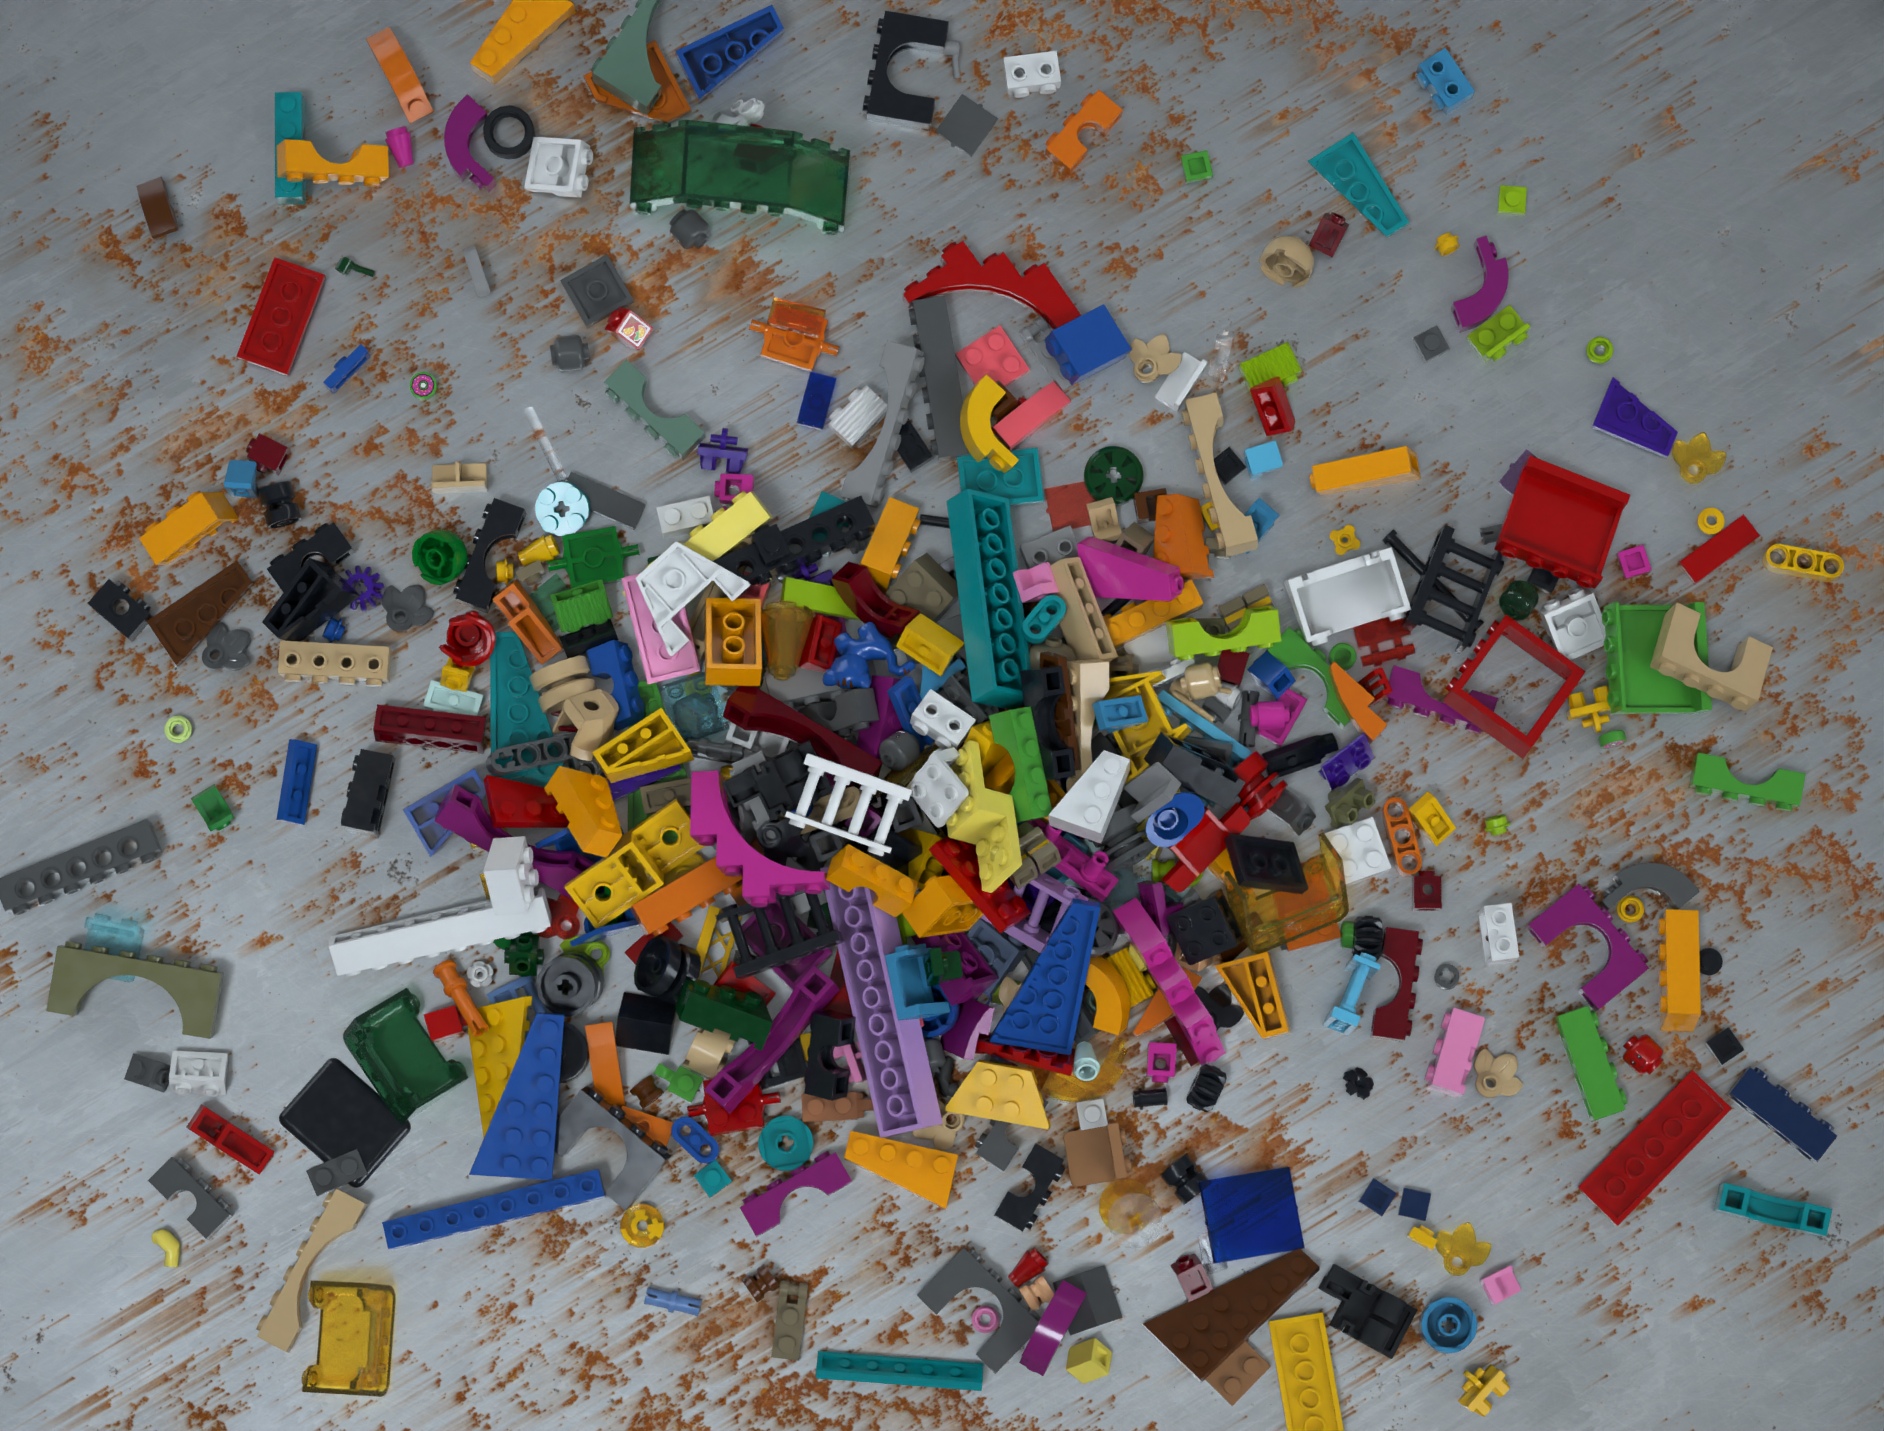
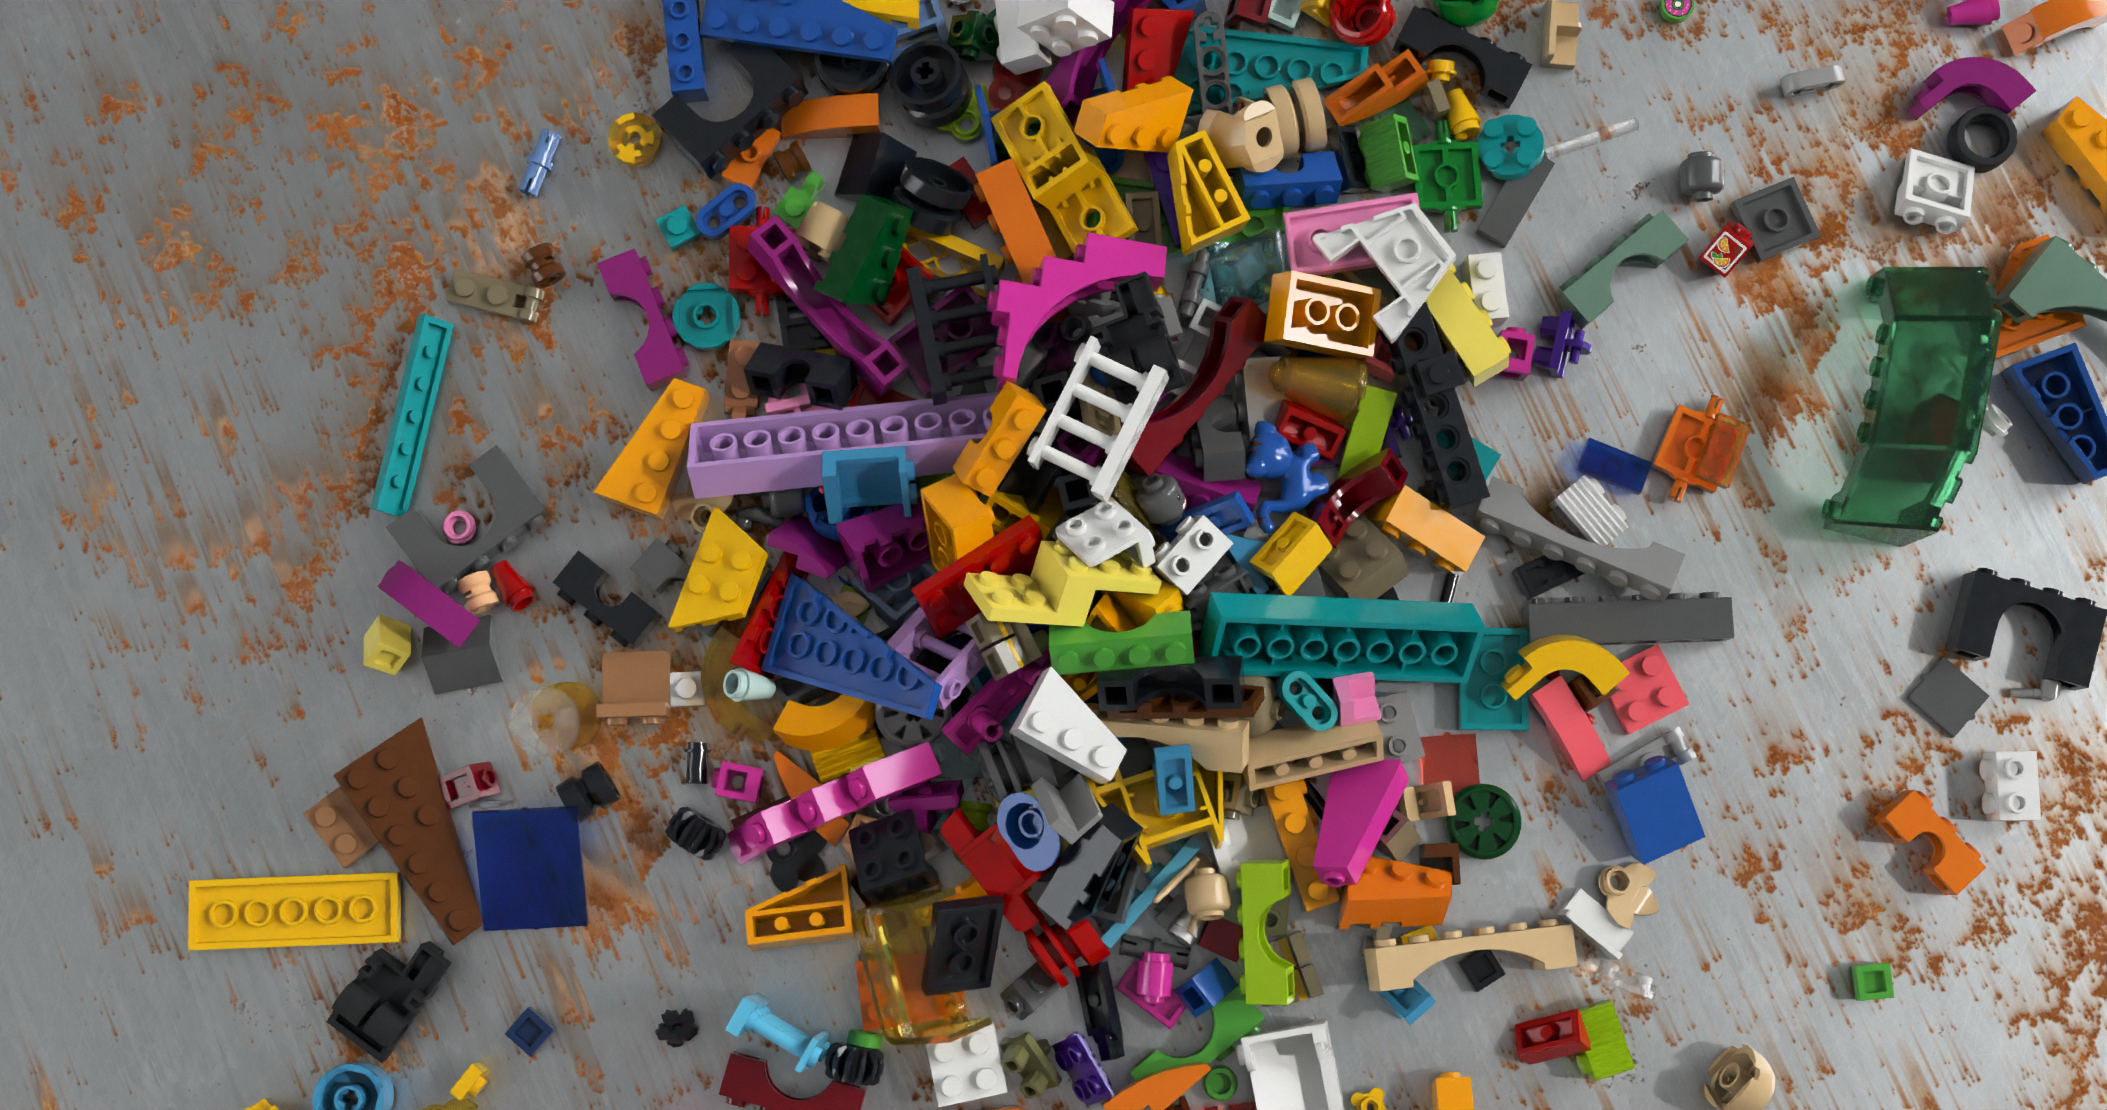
camera: 95 degrees right, 0 degrees up
(689, 229) = (1843, 338): dark grey head -> none
(942, 966) = (884, 519): dark green slope -> none
(998, 275) = (1760, 665): red arch -> none
(1262, 459) = (1485, 1014): medium azure panel -> none
(1414, 1204) = (515, 1077): dark blue tile -> none

